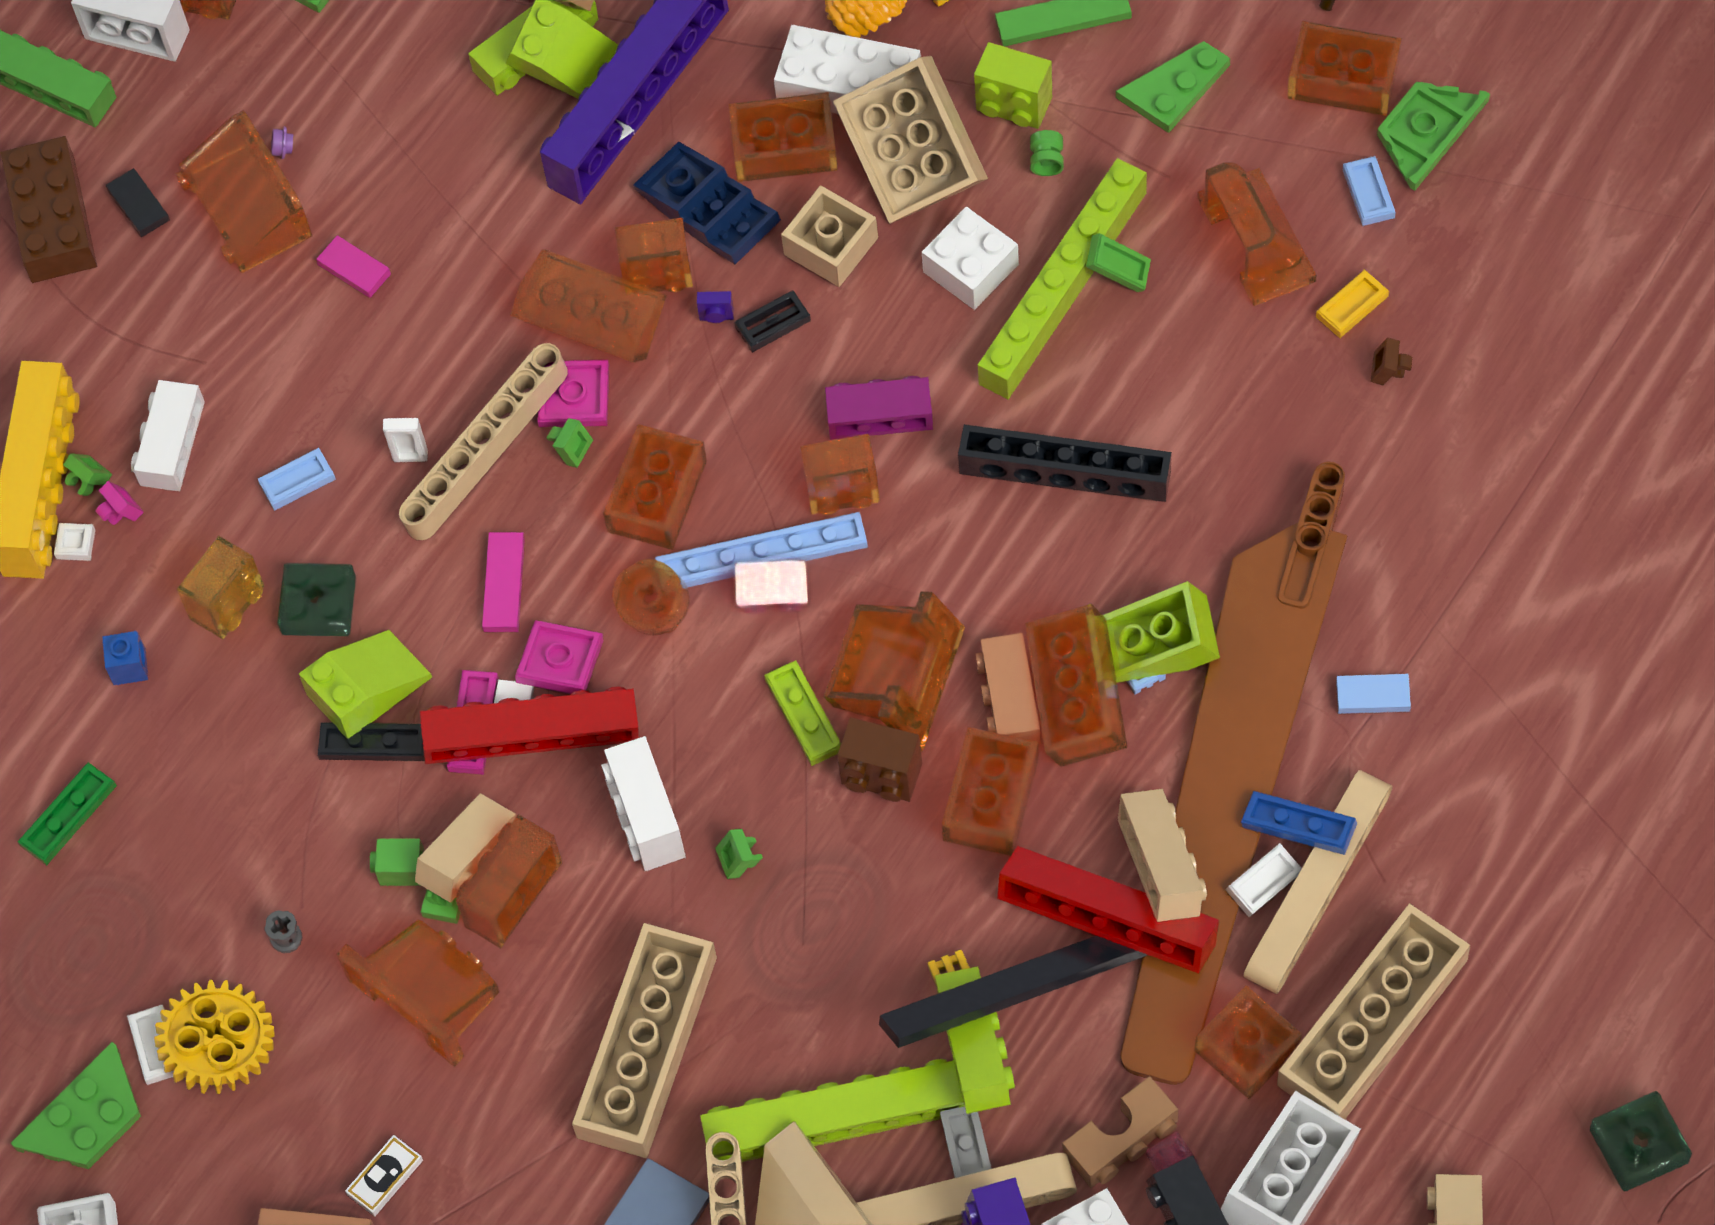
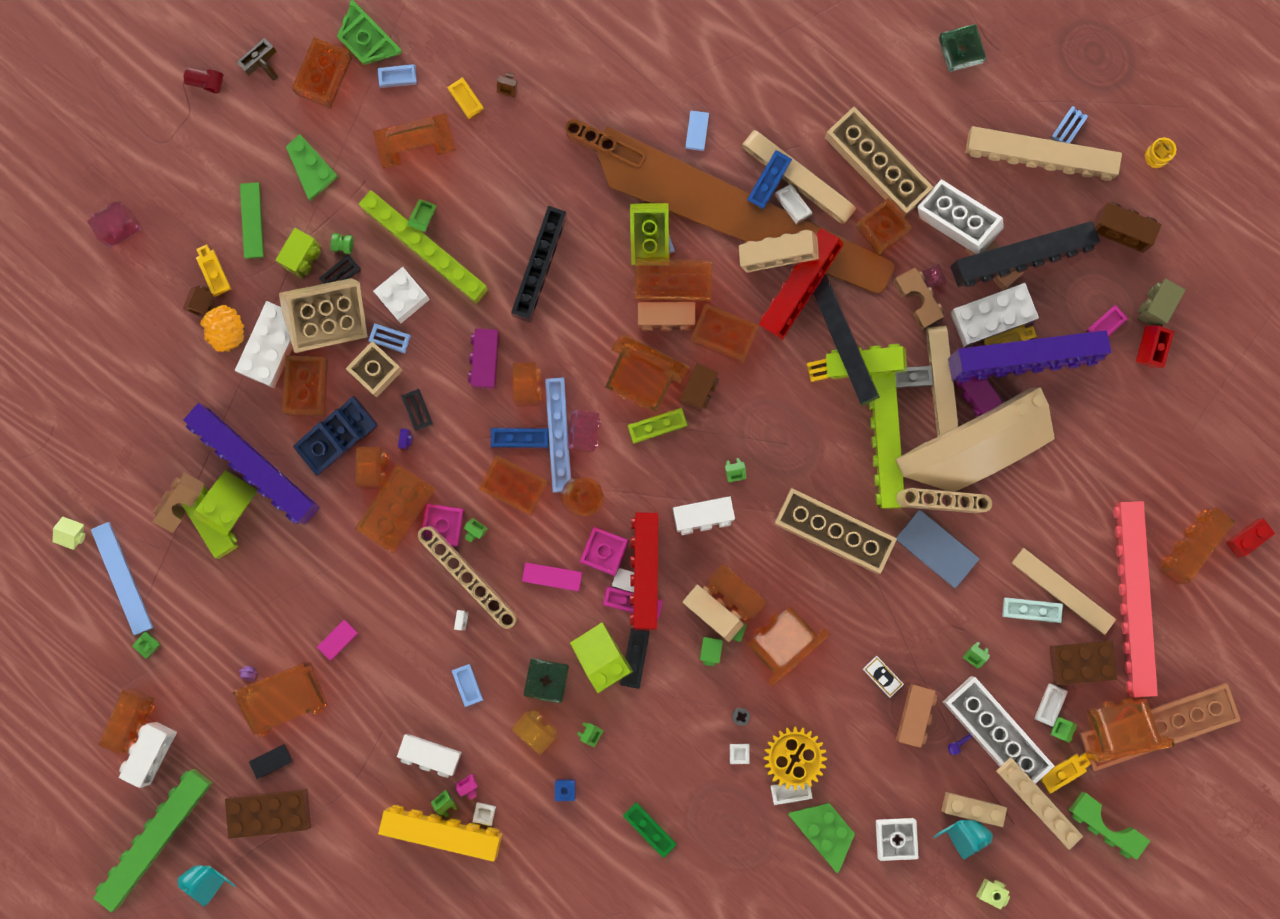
camera: 85 degrees left, 20 degrees up
(216, 944) = (739, 754): none -> white tile
(227, 686) = (591, 734): none -> bright green tile
(746, 488) = (519, 437): none -> blue tile
(889, 281) = (405, 343): none -> light blue tile
(1014, 179) = (348, 276): none -> black tile

